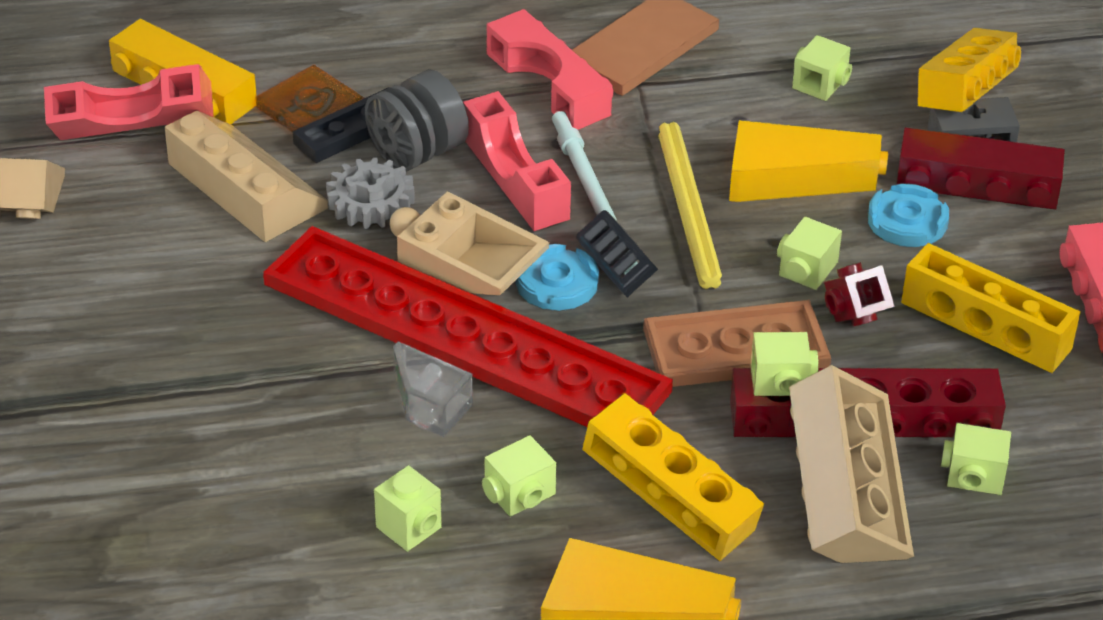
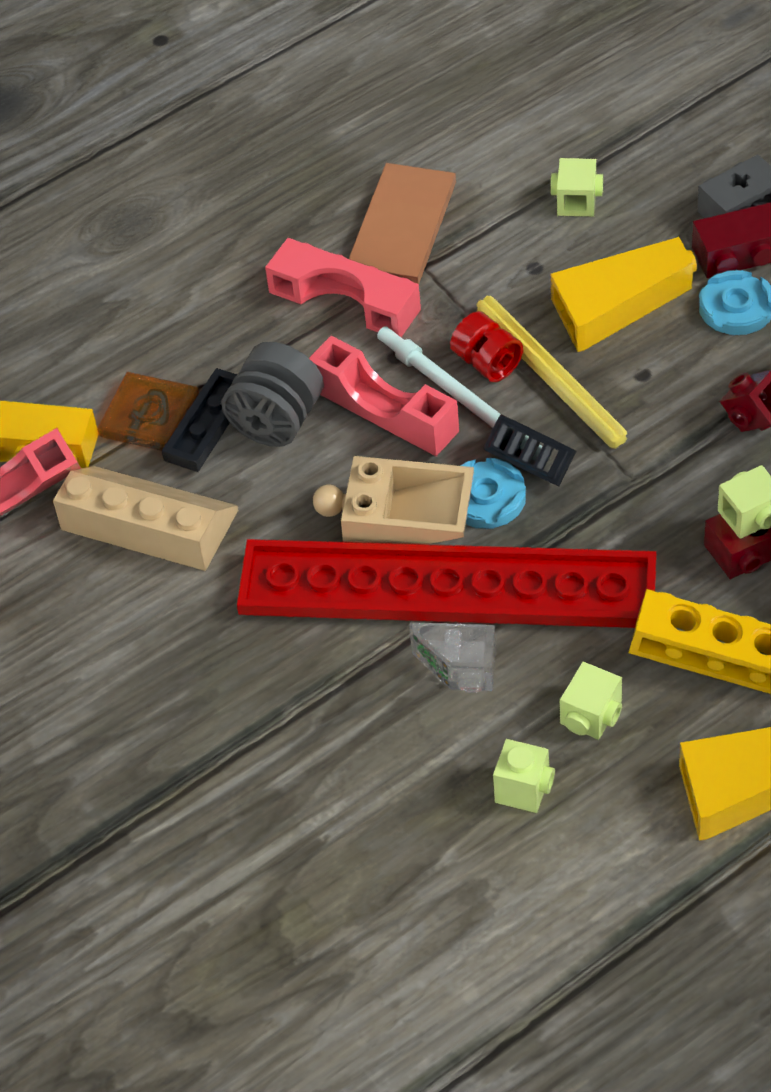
camera: 20 degrees left, 10 degrees up
(369, 192) = (273, 482): light grey gear -> none
(640, 159) = (486, 346): none -> red wheel
(712, 343) = (671, 490): nougat tile -> none
(809, 252) = (685, 377): yellowish green brick -> none
(967, 69) = (712, 141): yellow brick -> none

